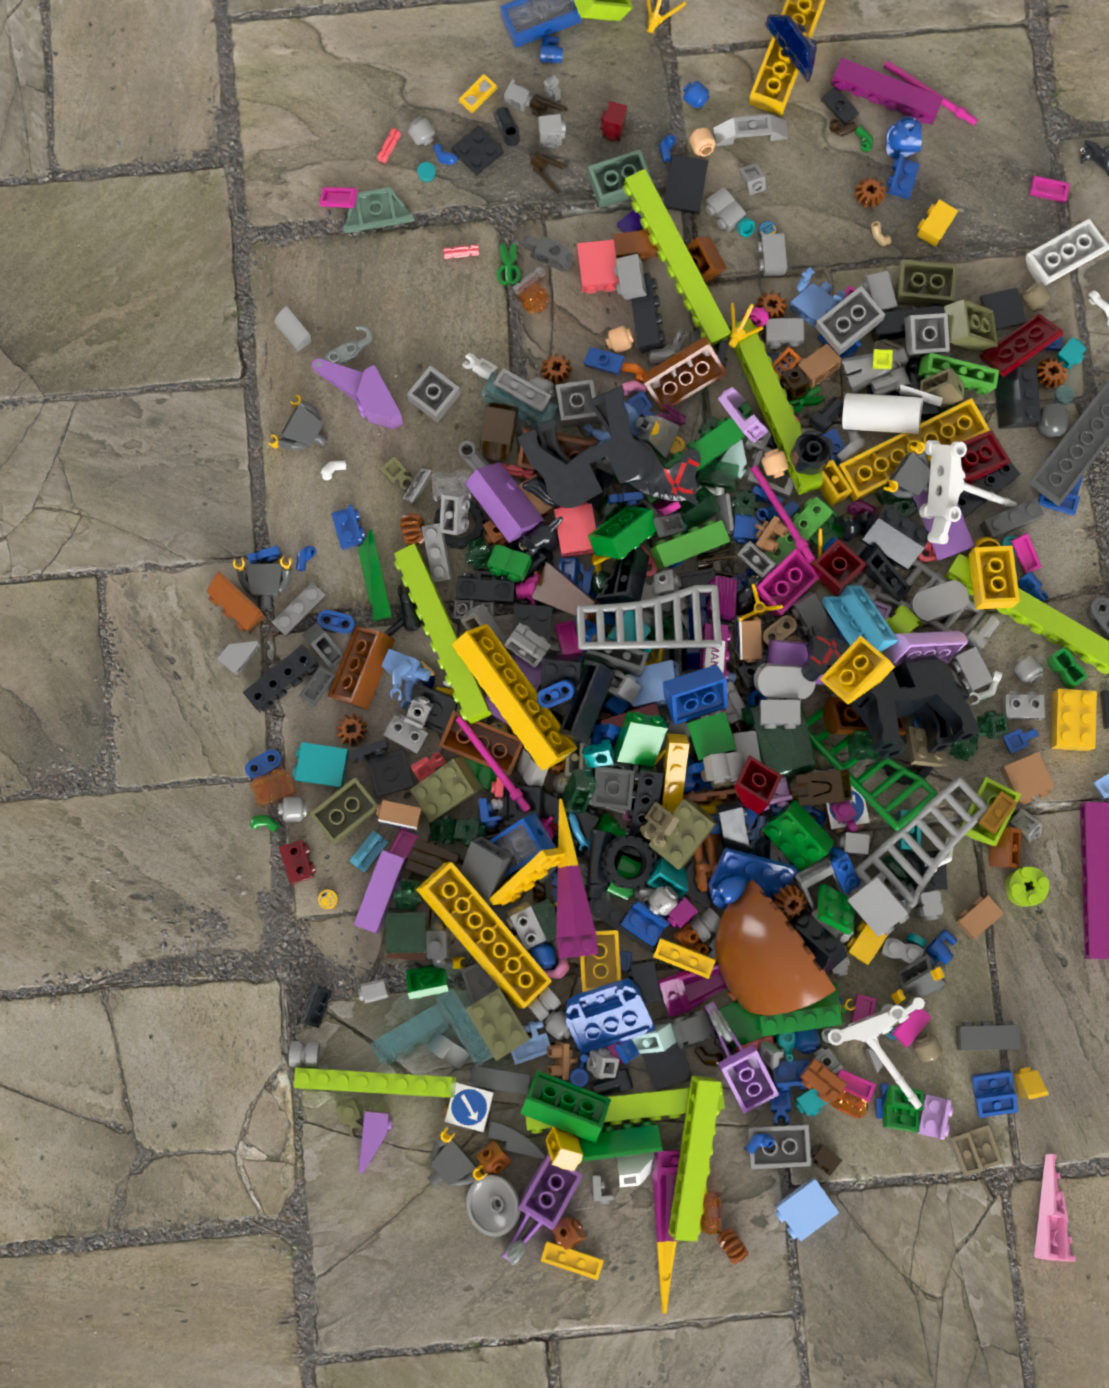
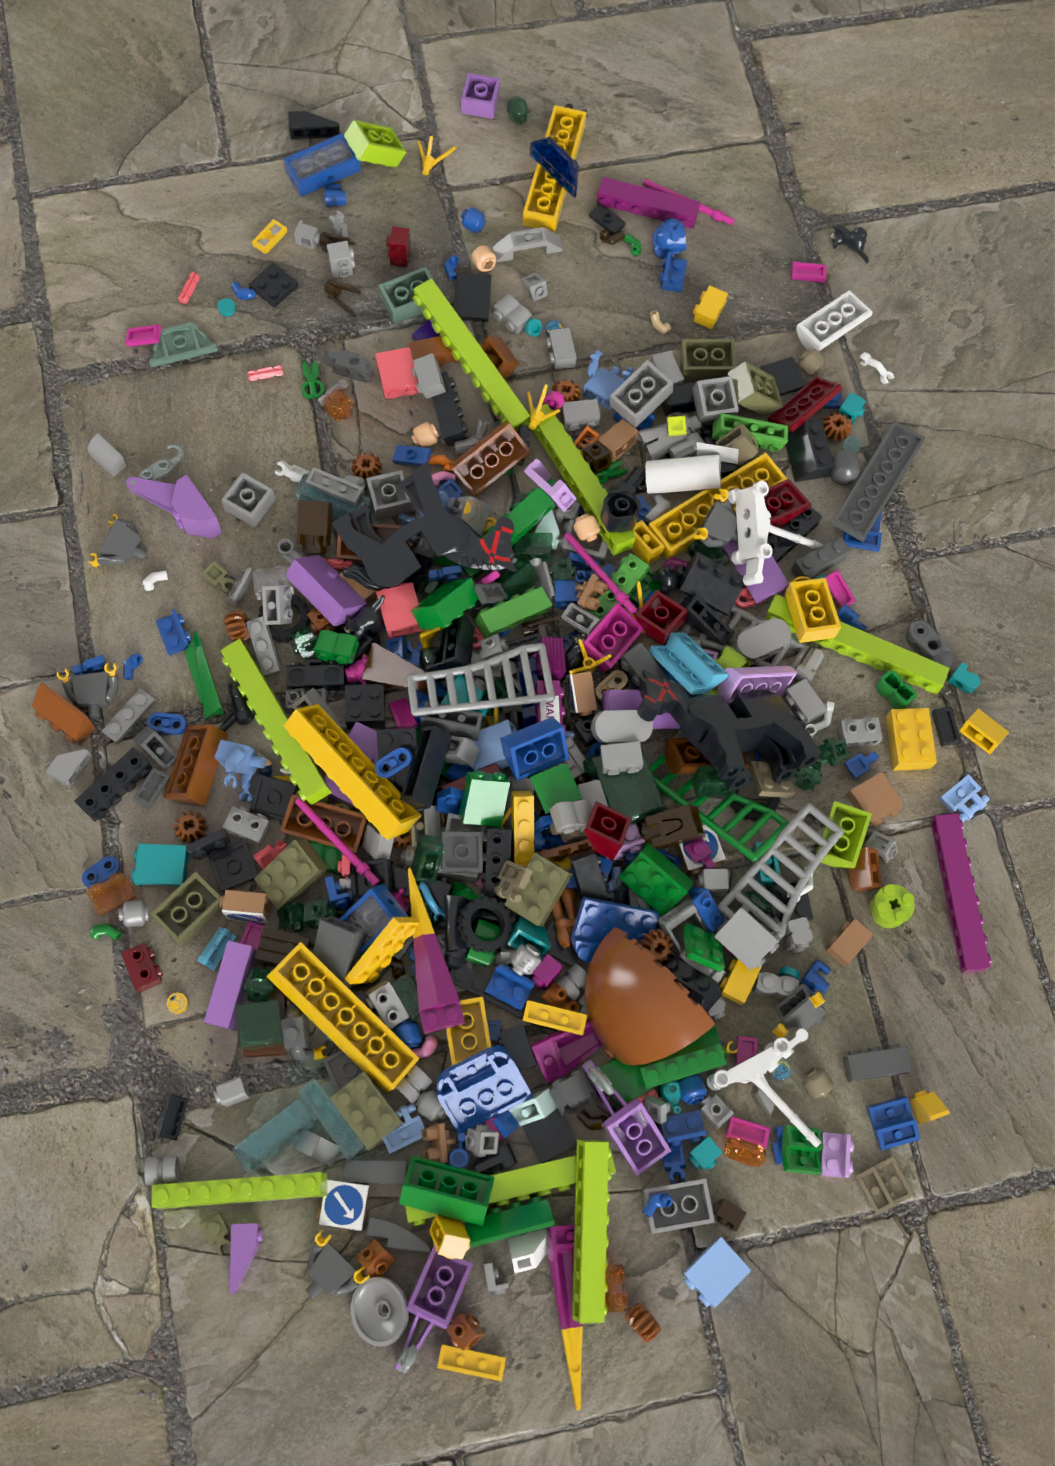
camera: 10 degrees left, 10 degrees down
(417, 719) = (264, 797): light grey brick -> none
(421, 131) = (218, 272): light grey head -> none
(426, 981) = (287, 1075): green plate -> none
(507, 125) = (300, 261): black piece -> none
(527, 644) = (360, 720): light grey brick -> none
(599, 754) = (443, 819): teal leg -> none
(675, 416) = (487, 498): flat silver piece -> none
(731, 889) = (594, 938): blue animal -> none
(822, 1080) = (714, 1128): dark orange brick -> none
(857, 671) = (693, 702): yellow slope -> none
(869, 192) = (644, 288): dark orange gear -> none
(910, 1028) = (797, 1062): dark pink tile -> none
(997, 812) = (851, 833): pearl gold plate -> none
(1028, 669) = (859, 696): light grey head -> none
(1052, 1235) = (976, 1261): bright pink wedge -> none

